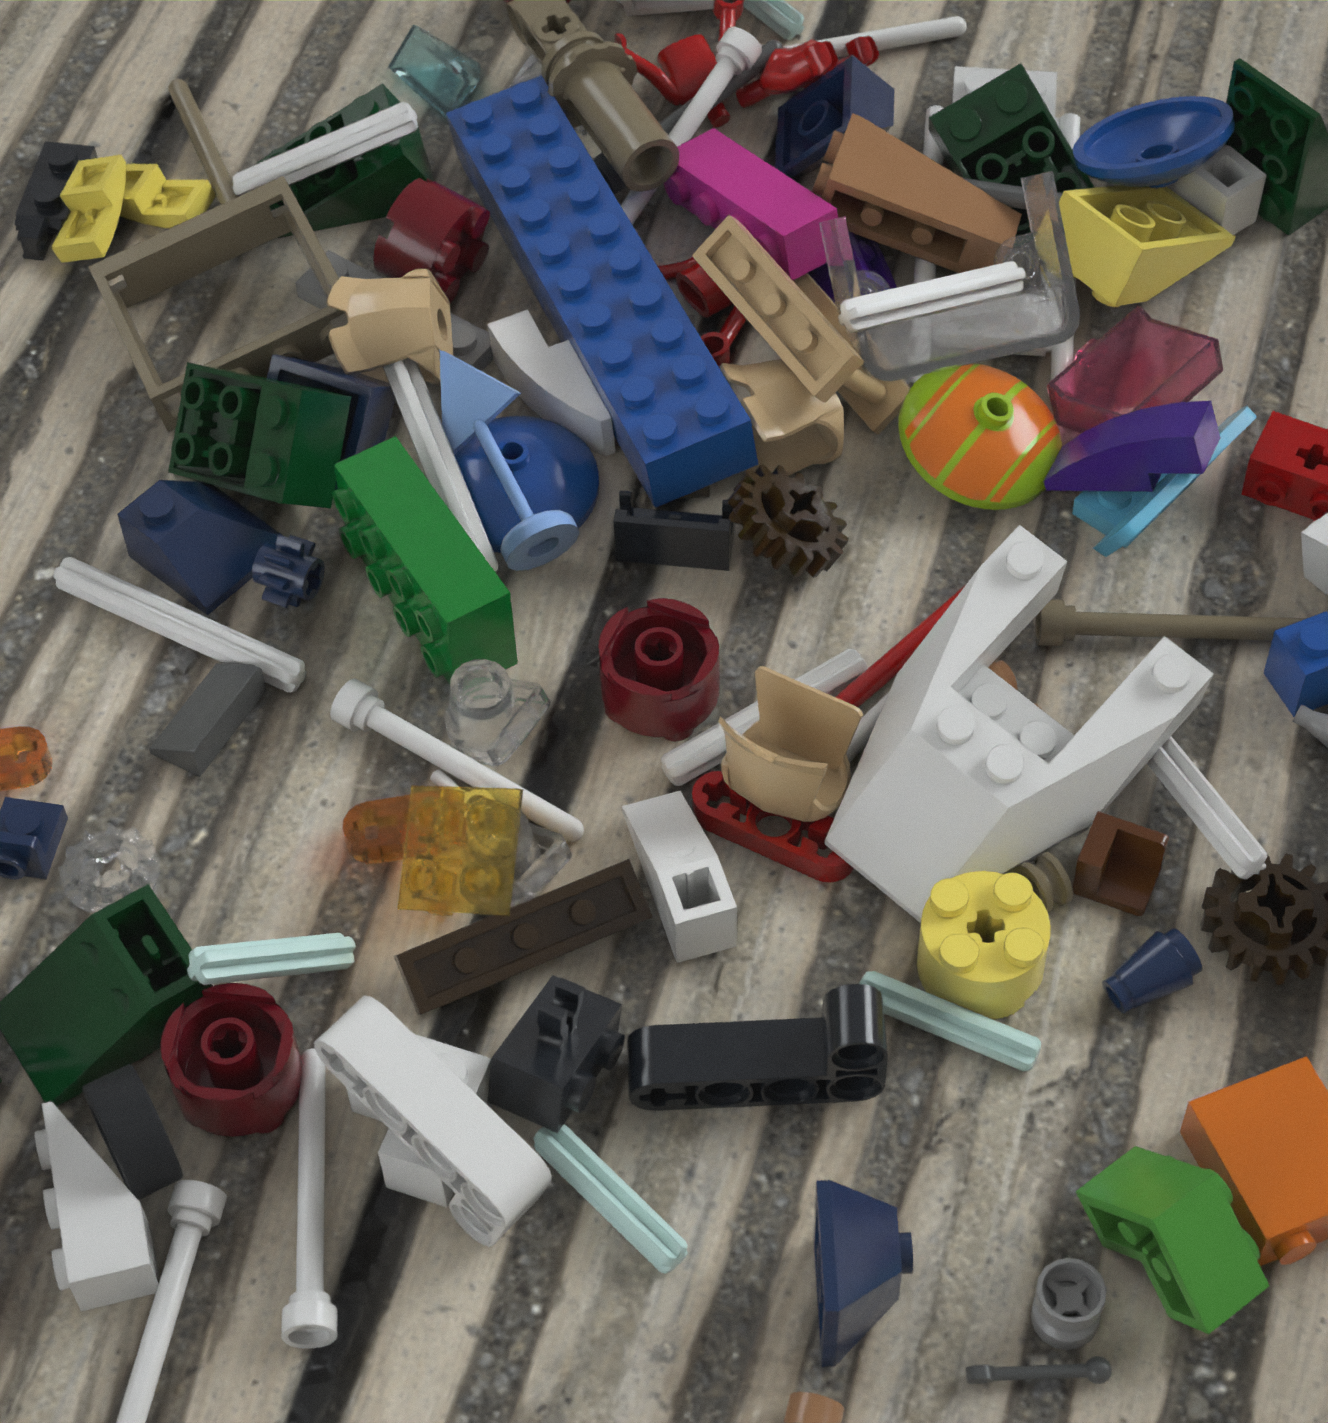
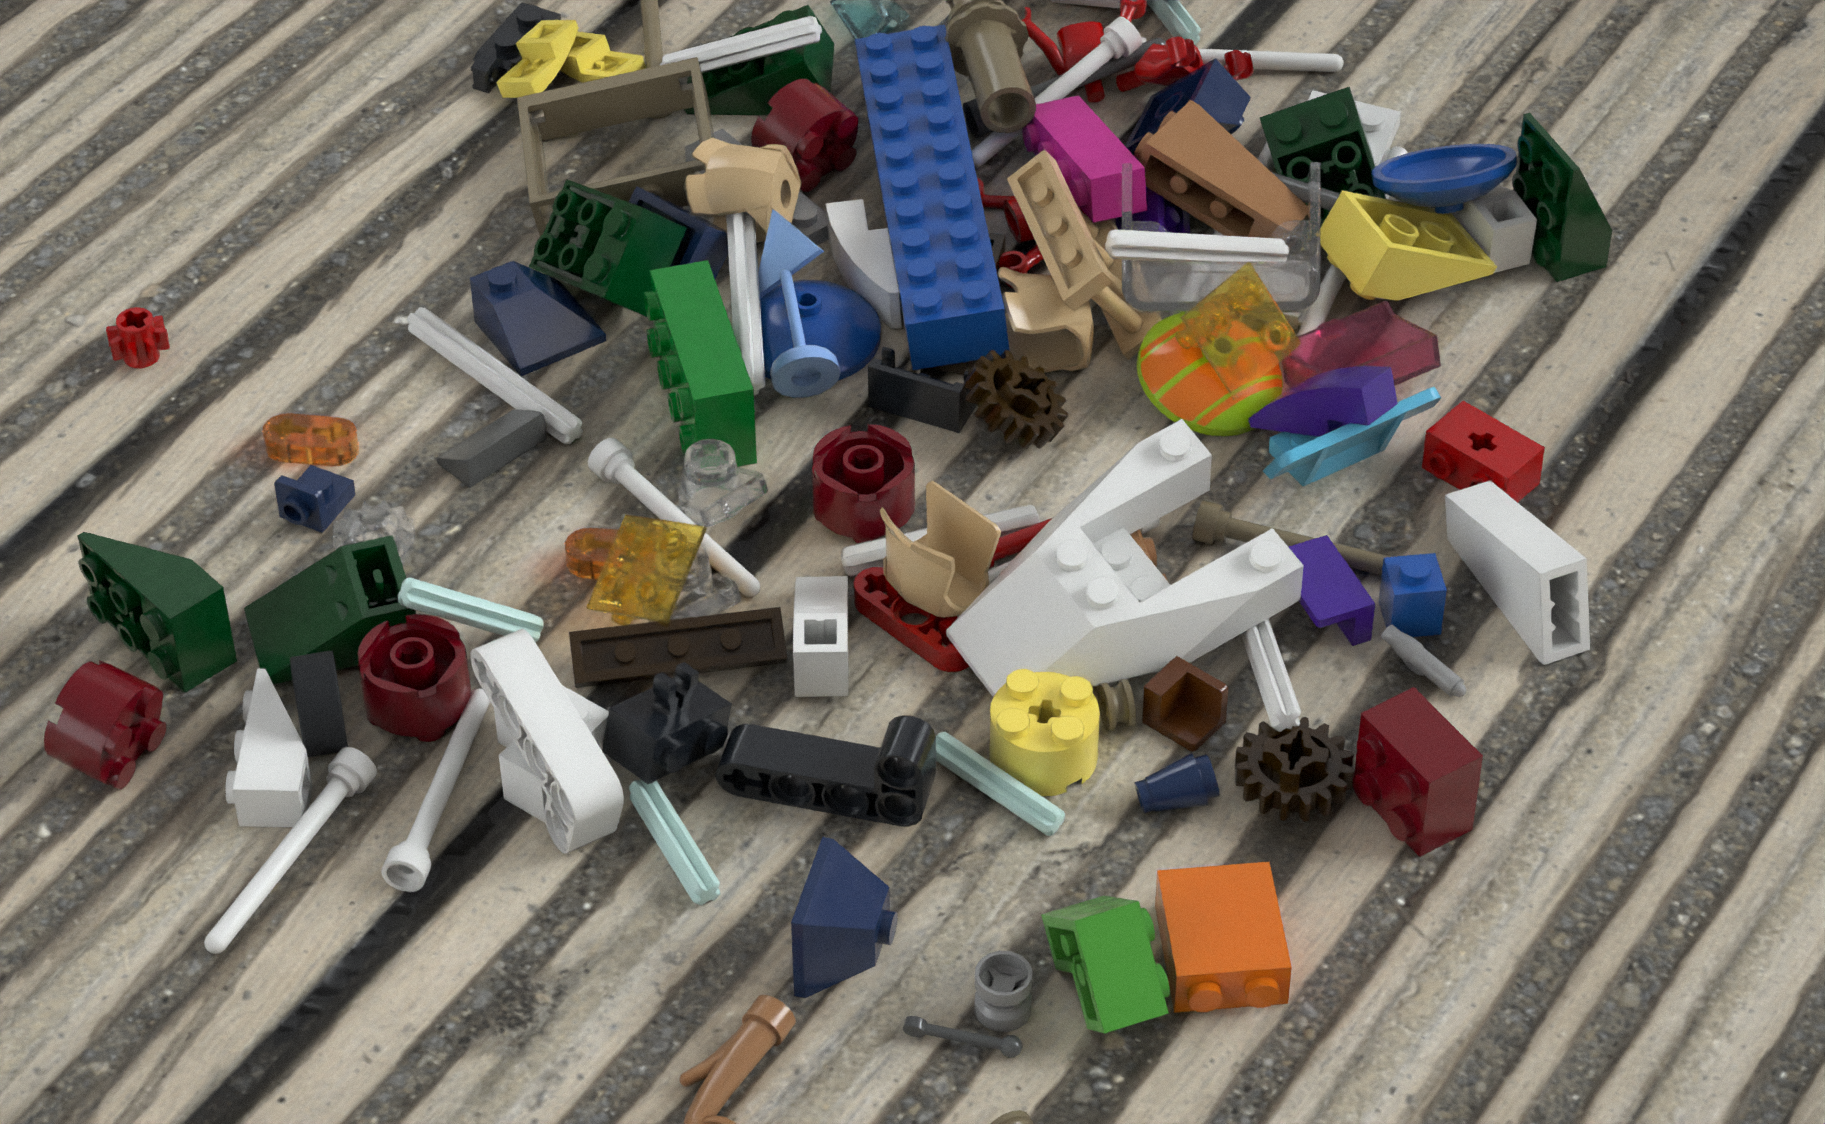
camera: 15 degrees right, 10 degrees down
(288, 571) = (594, 352): dark blue gear -> none
(1011, 385) = (1239, 330): none -> clear yellow hinge
(1239, 688) = (1333, 591): none -> dark purple panel

